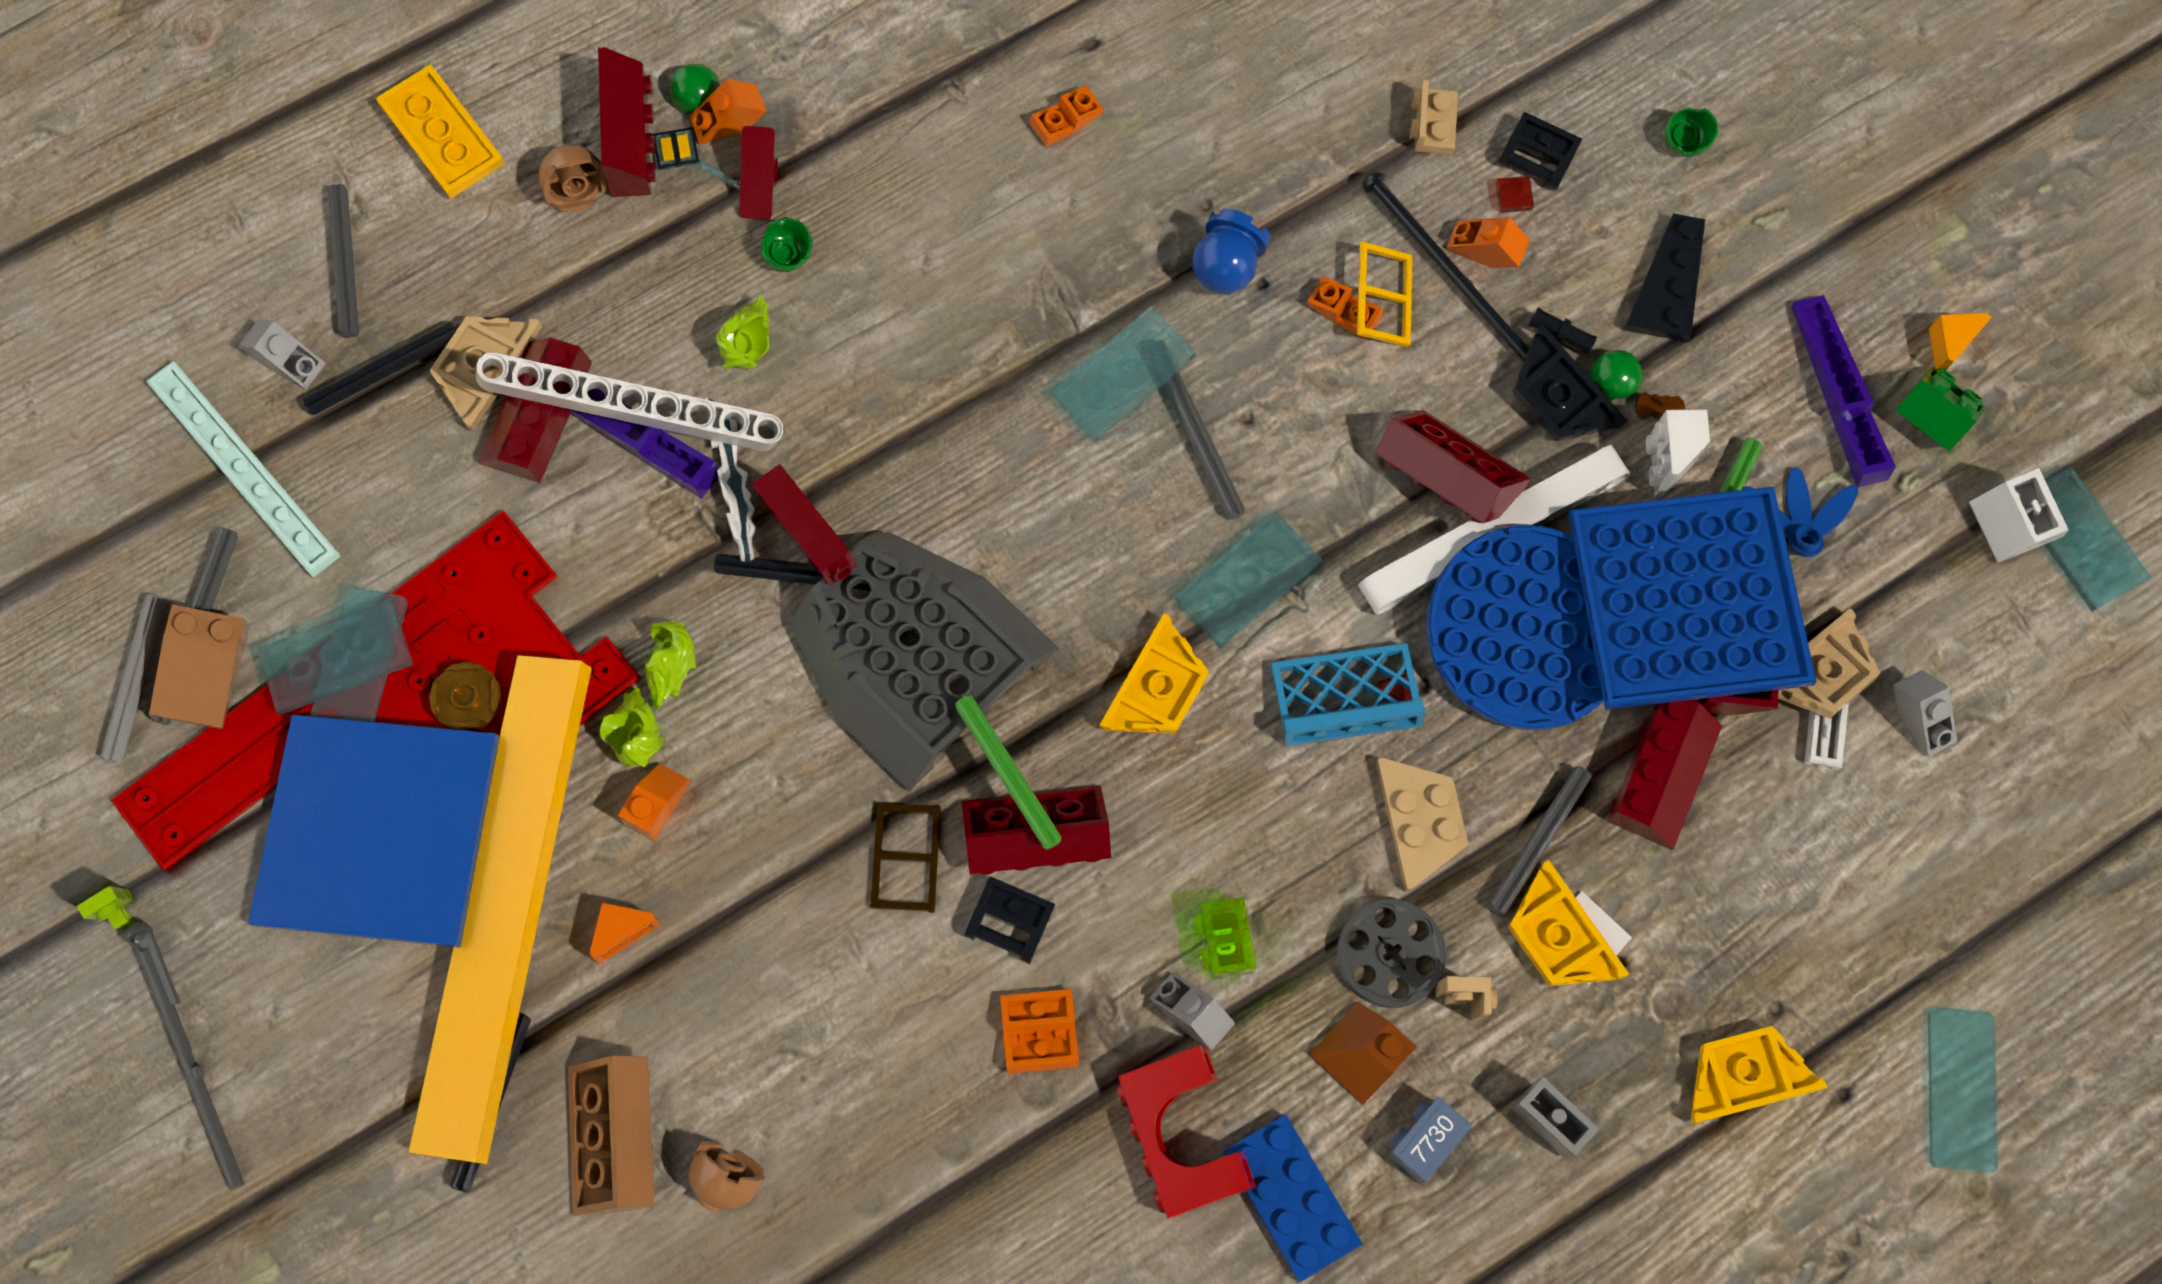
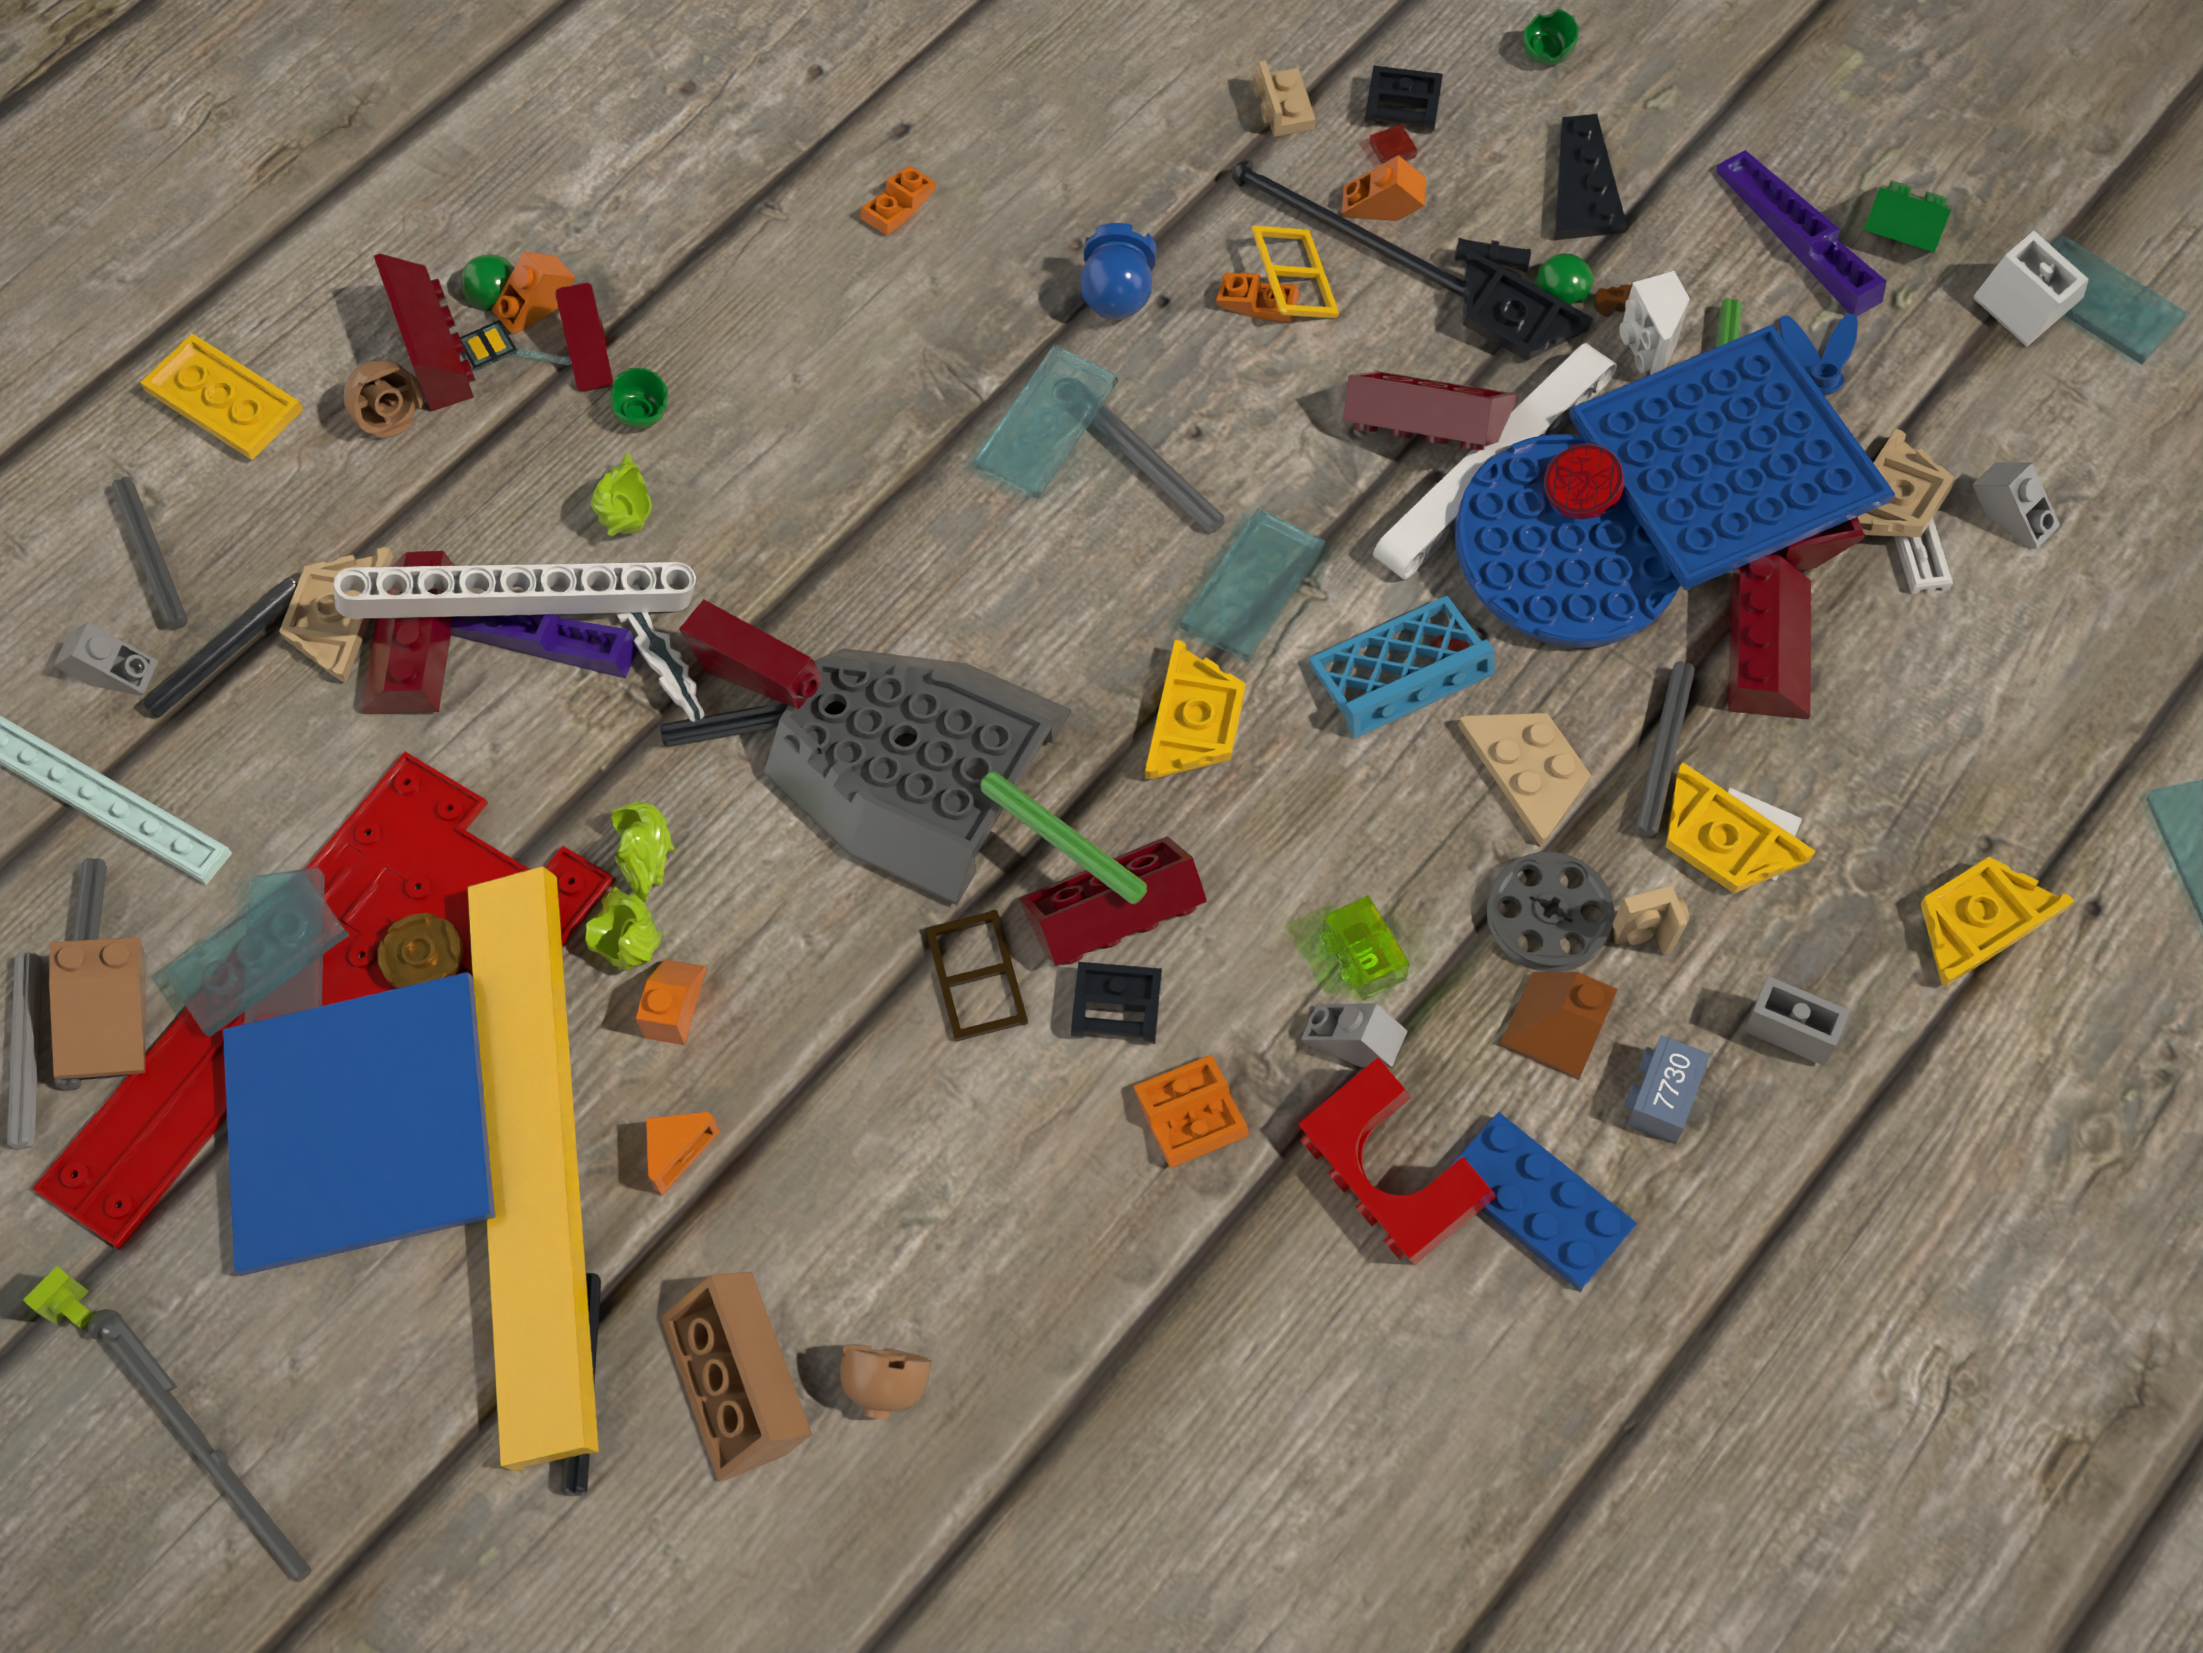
camera: 10 degrees left, 10 degrees down
(1556, 583) = (1584, 481): none -> tile
(1952, 334) = (1890, 147): light orange slope -> none

